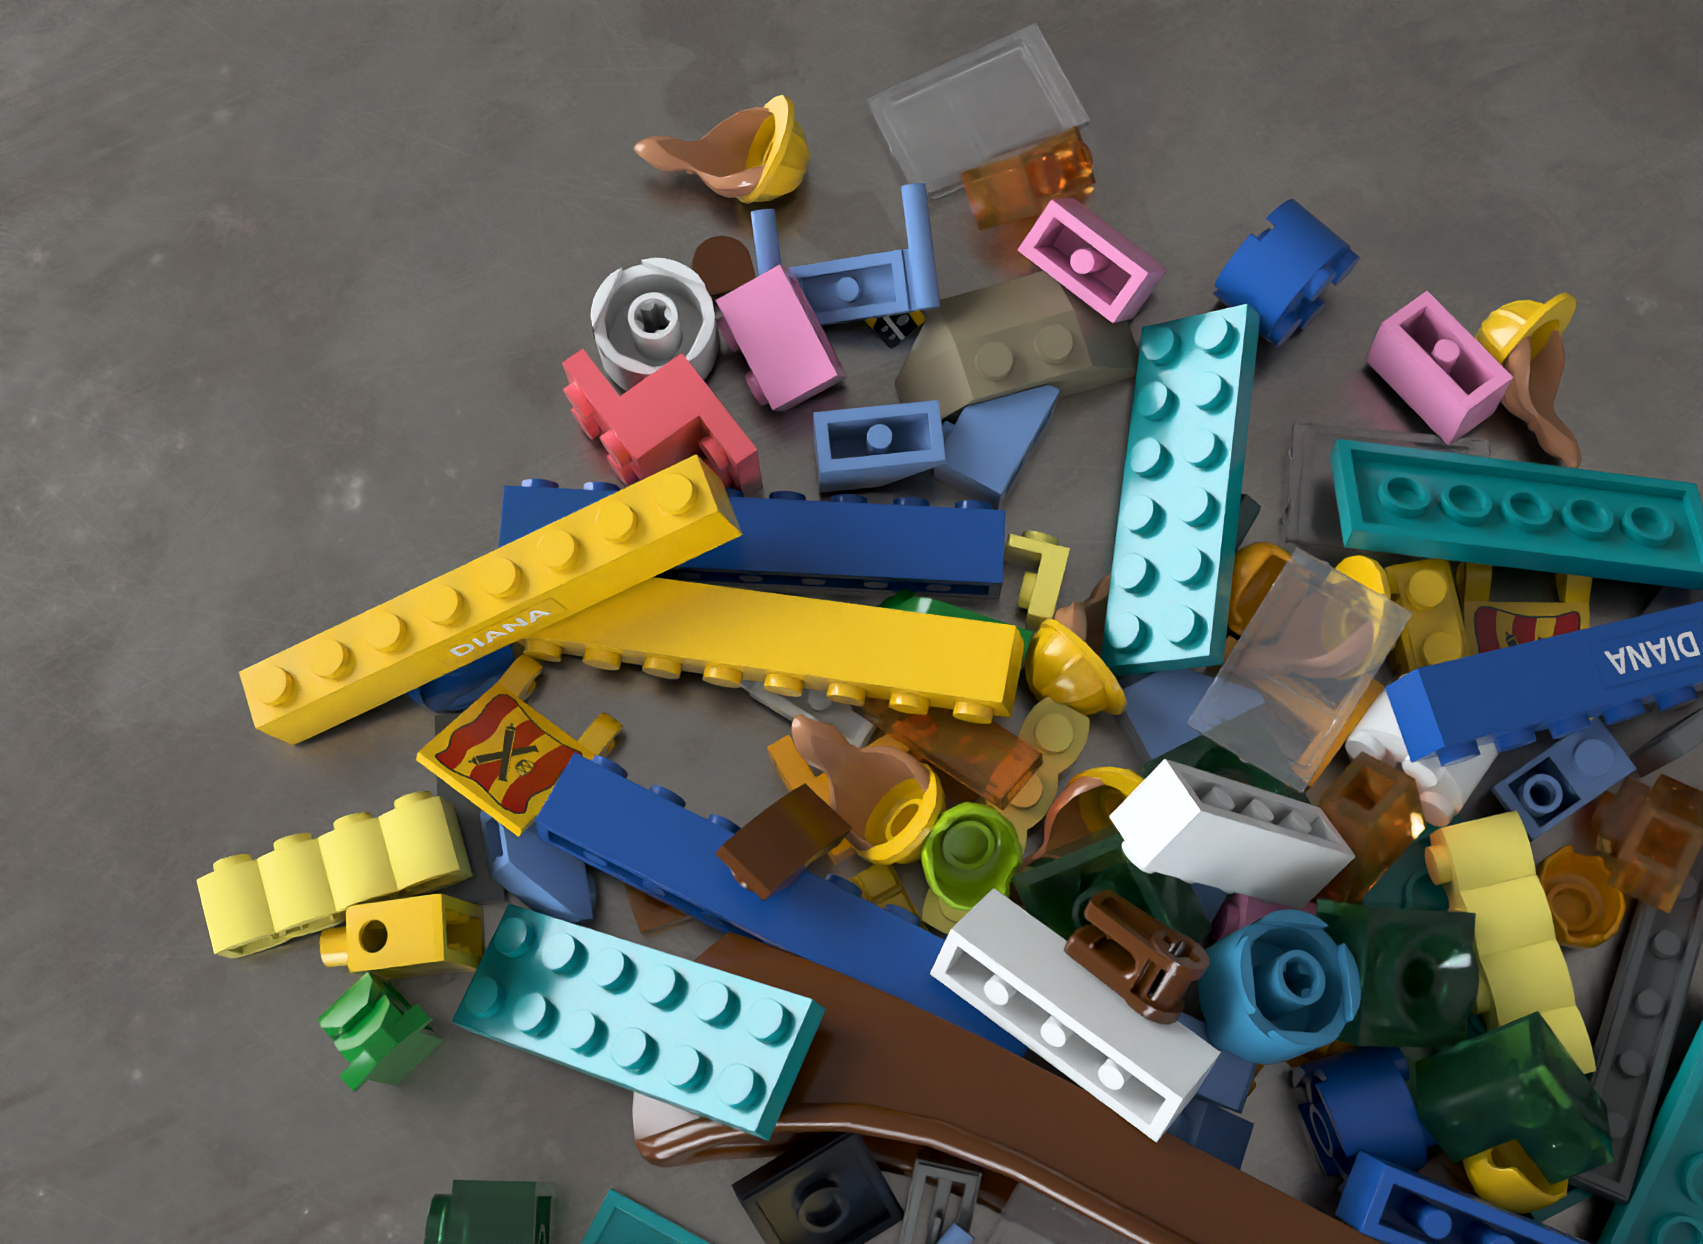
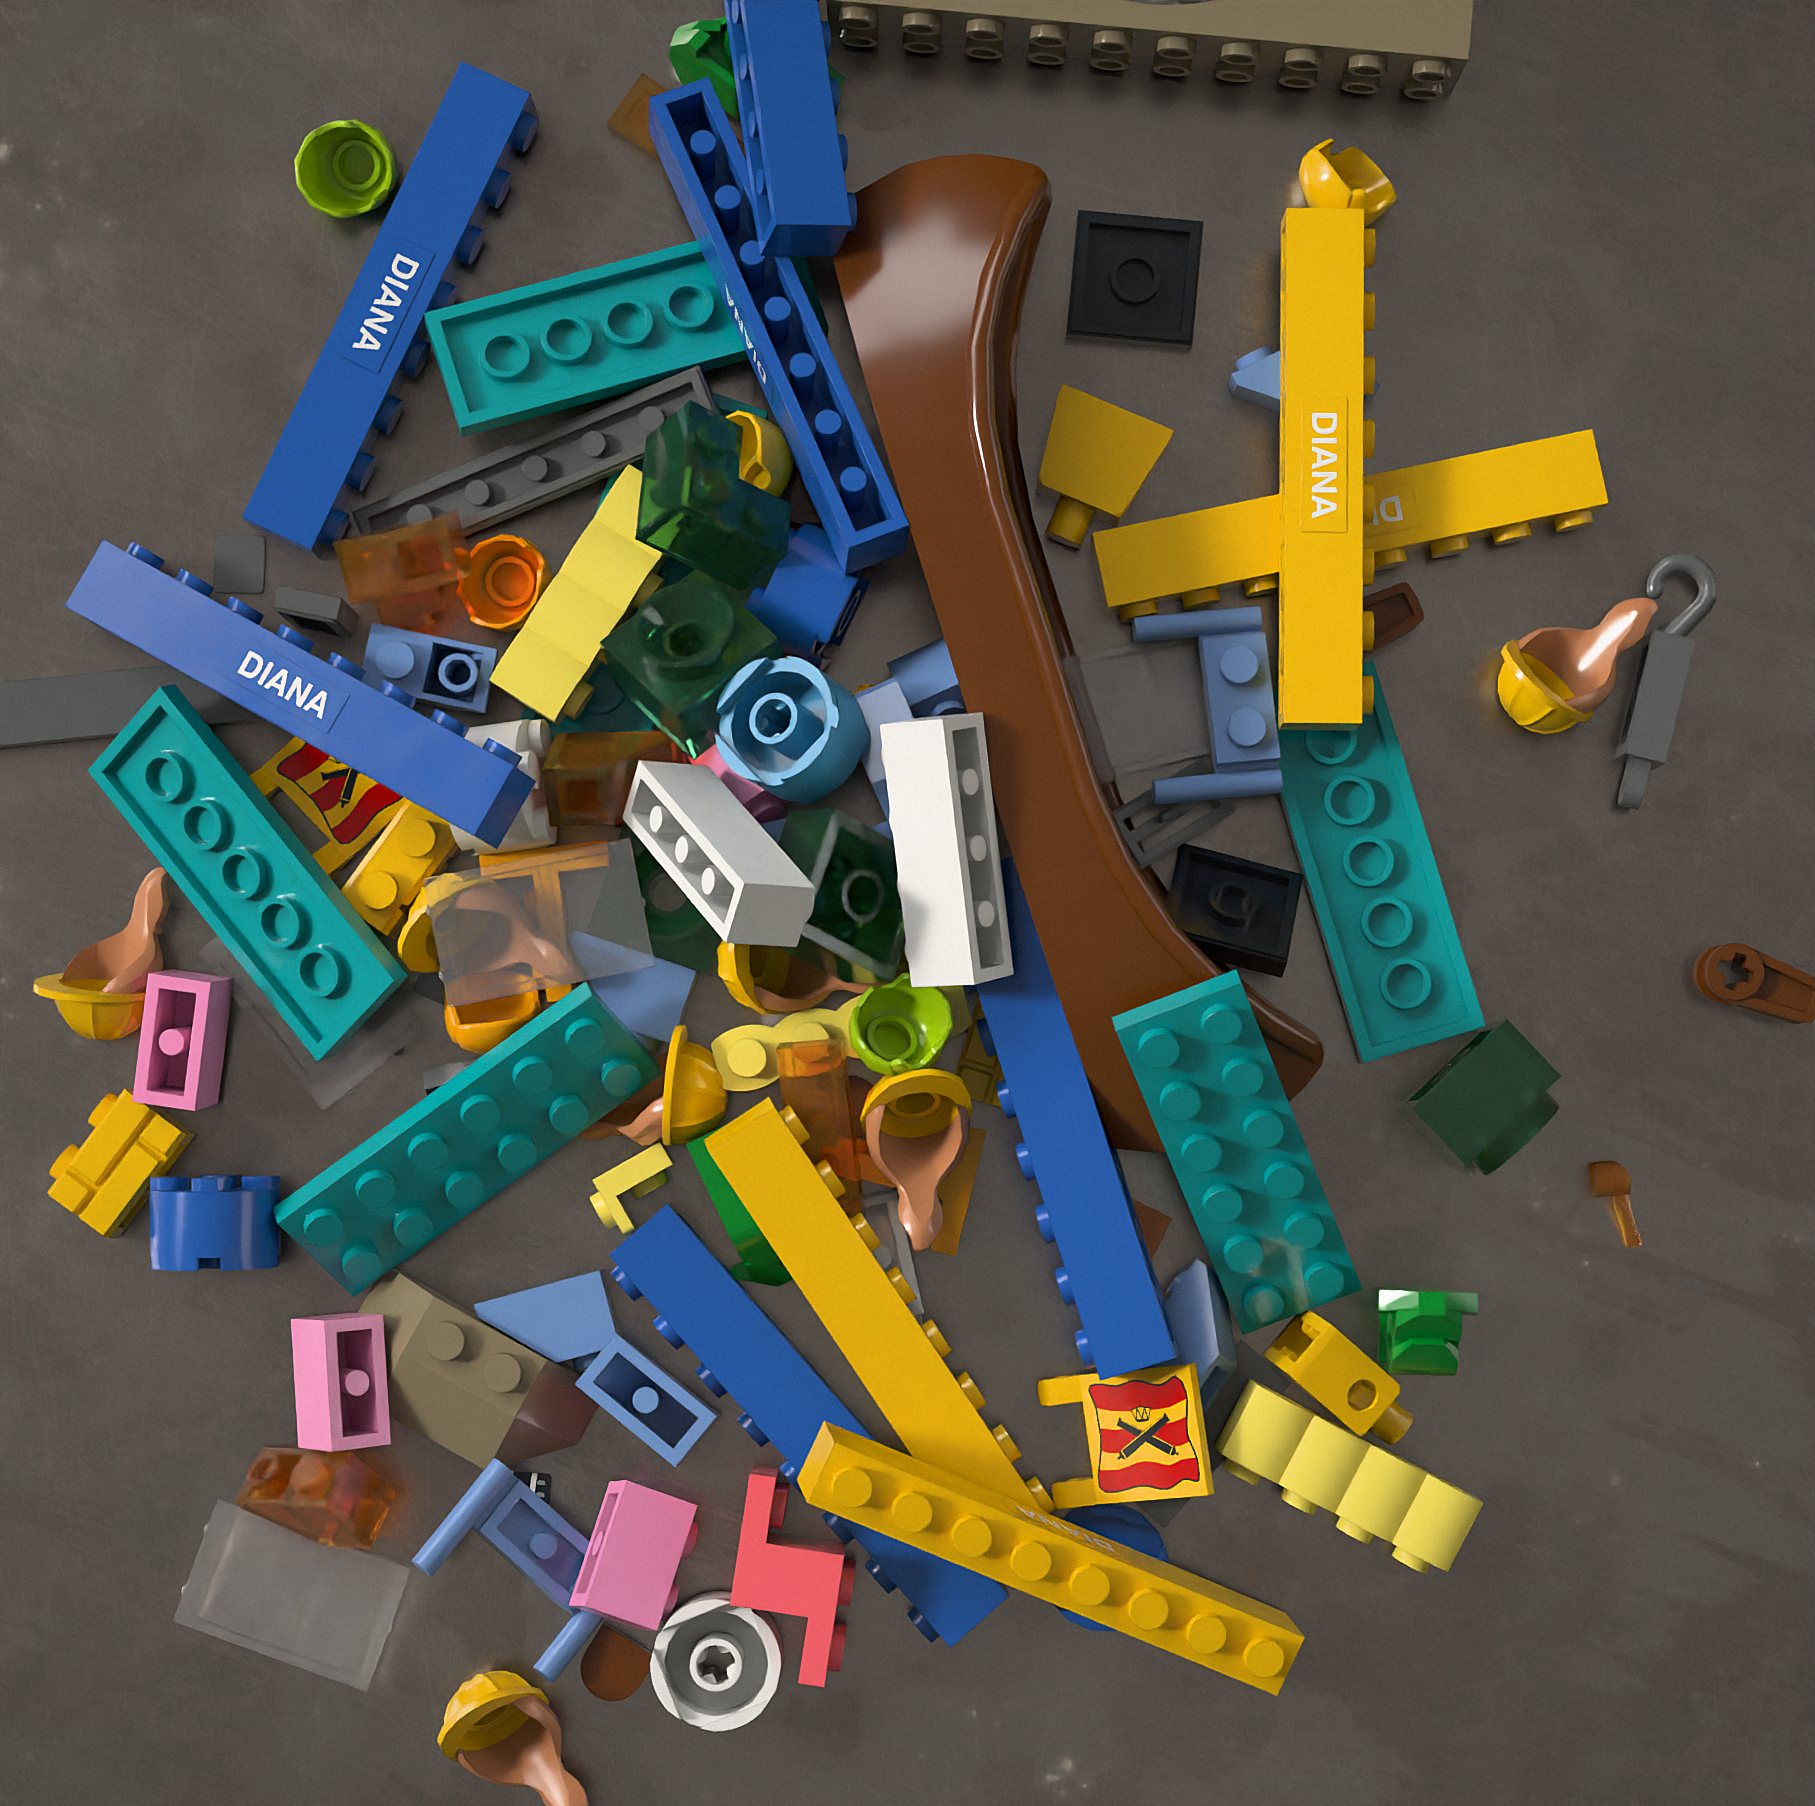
camera: 135 degrees left, 10 degrees up
(783, 842) = (1019, 1166): reddish brown slope -> none
(1137, 956) = (869, 843): reddish brown piece -> none
(1394, 260) = (112, 1170): none -> yellow brick

